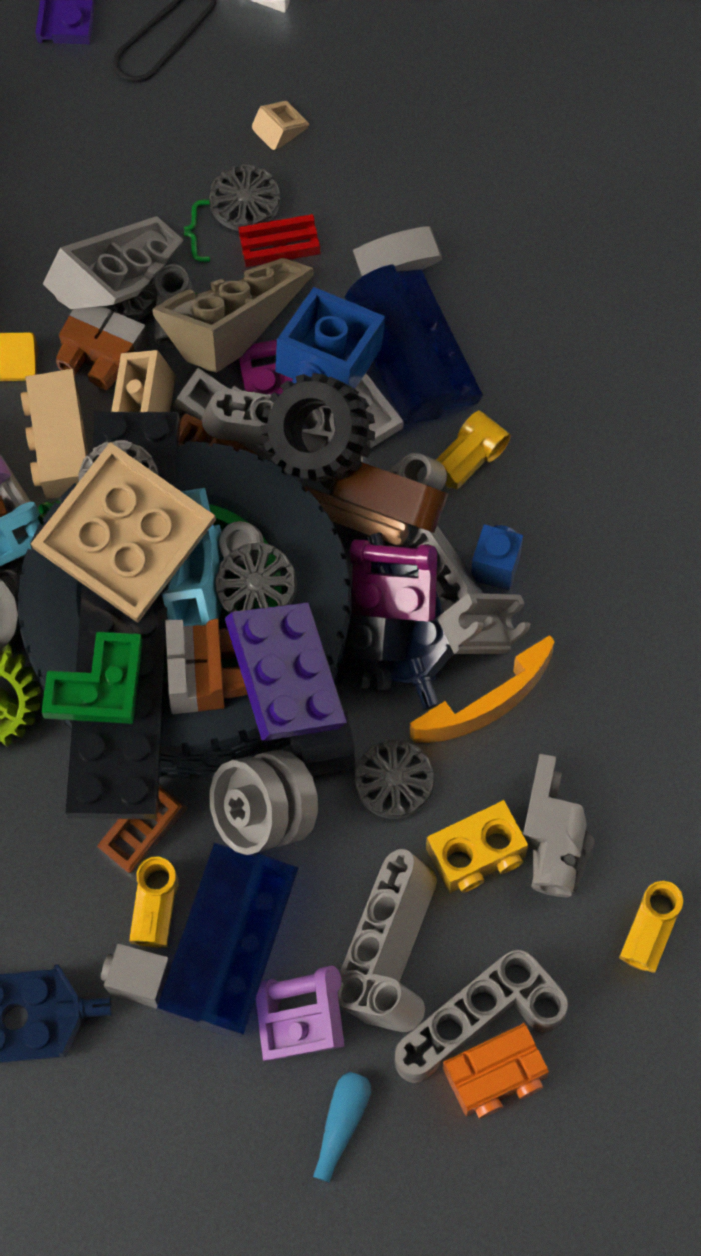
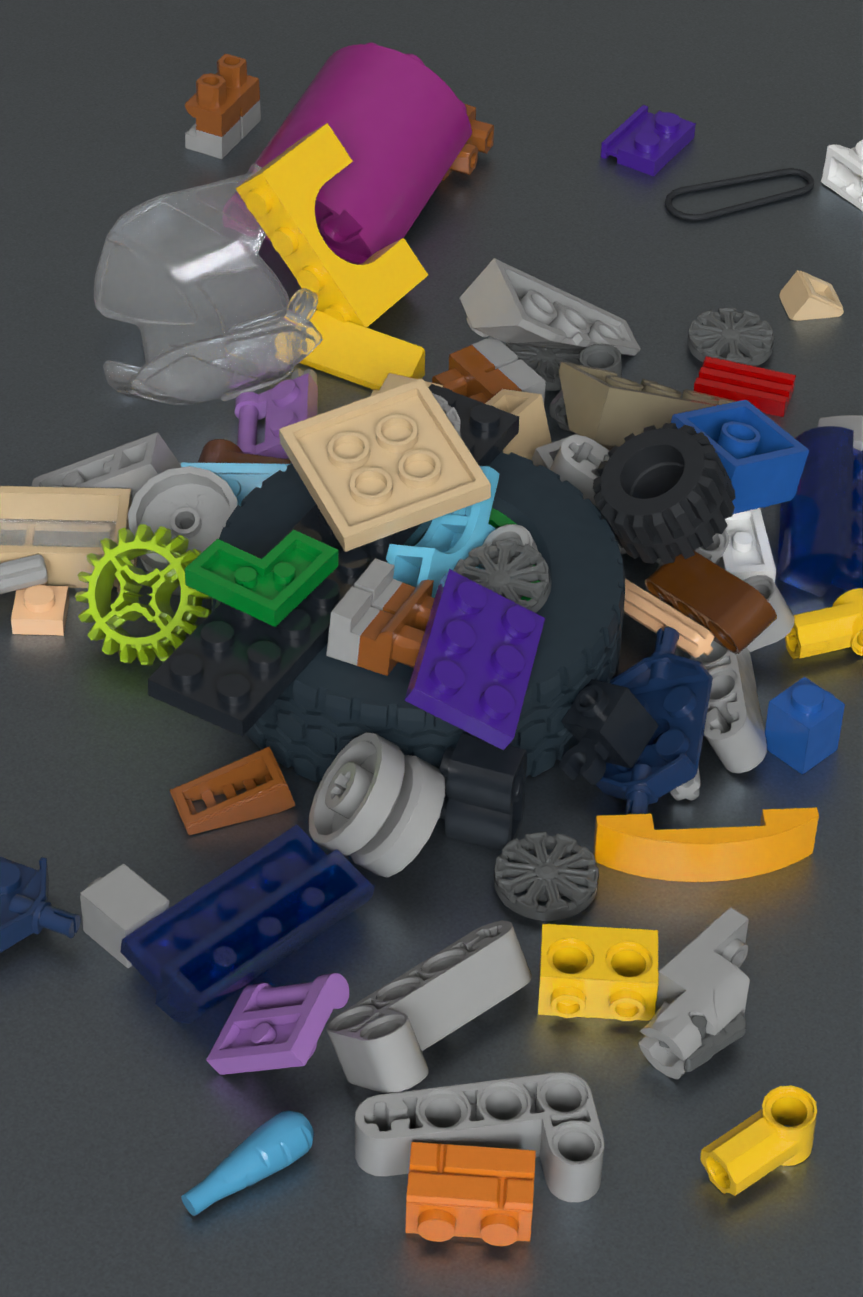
camera: 25 degrees right, 25 degrees down
(153, 906) = (198, 855): yellow piece -> none
(187, 231) = (651, 345): green piece -> none
(393, 594) = (666, 690): magenta plate -> none
(483, 623) = (746, 762): light grey hinge -> none

